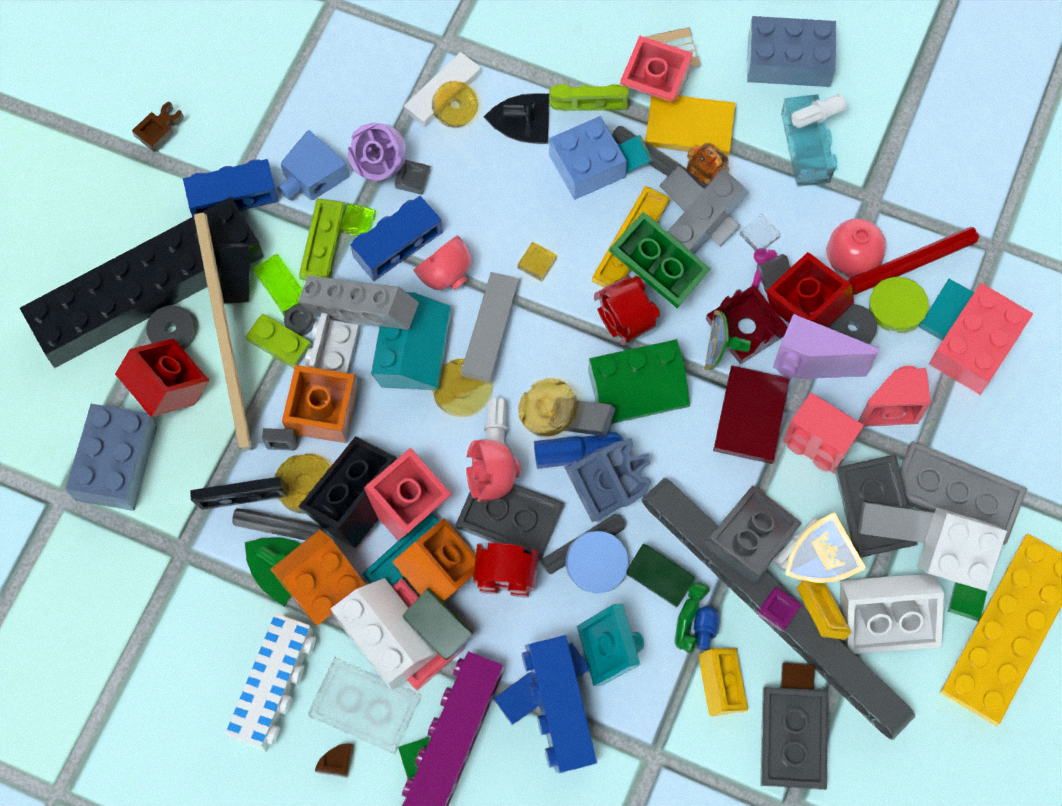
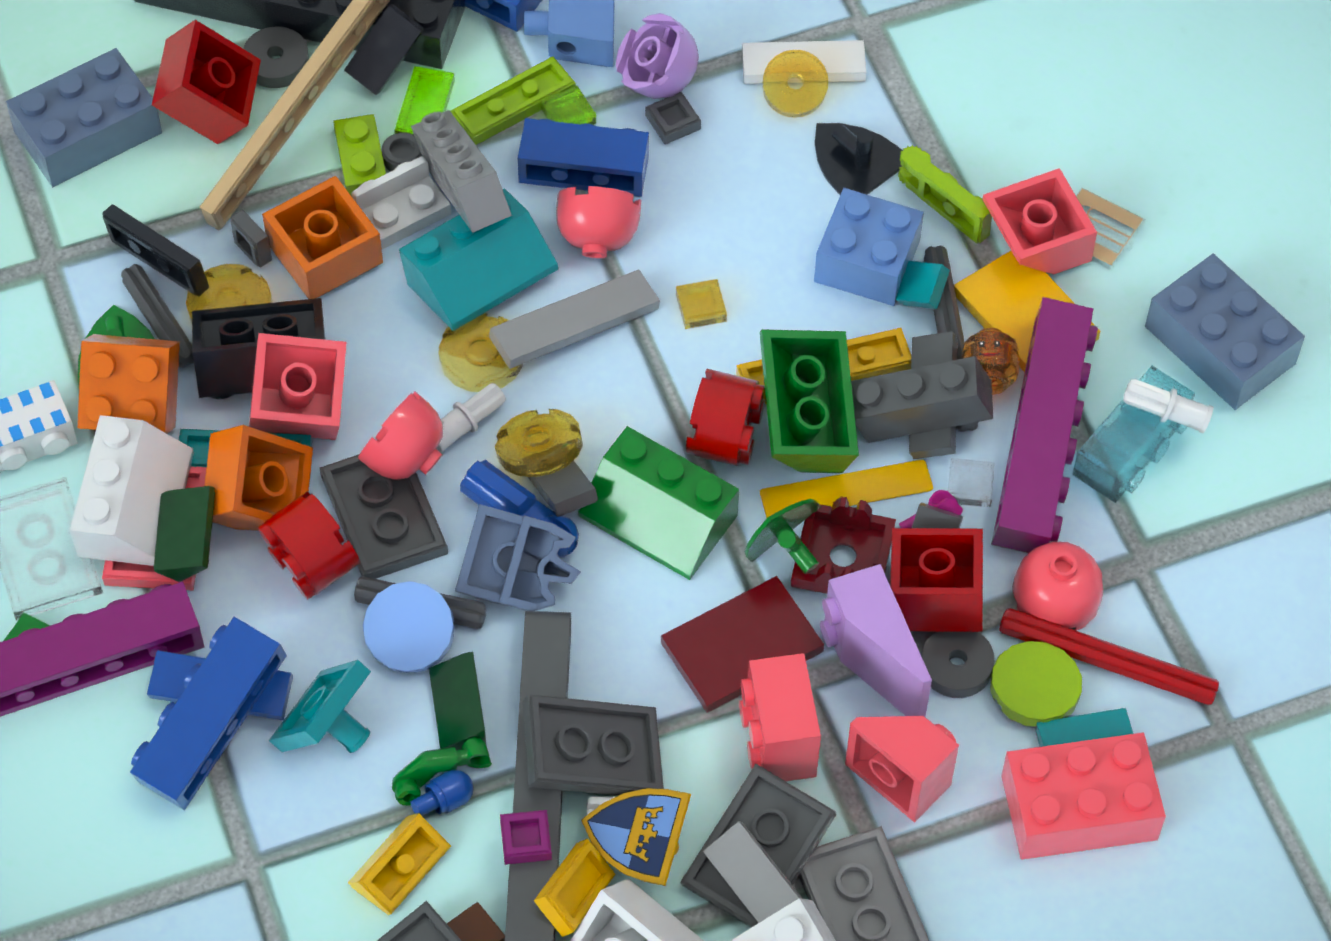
camera: 45 degrees right, 10 degrees down
(708, 292) = (863, 485): none -> yellow sticker
(768, 174) = (1043, 426): none -> magenta brick

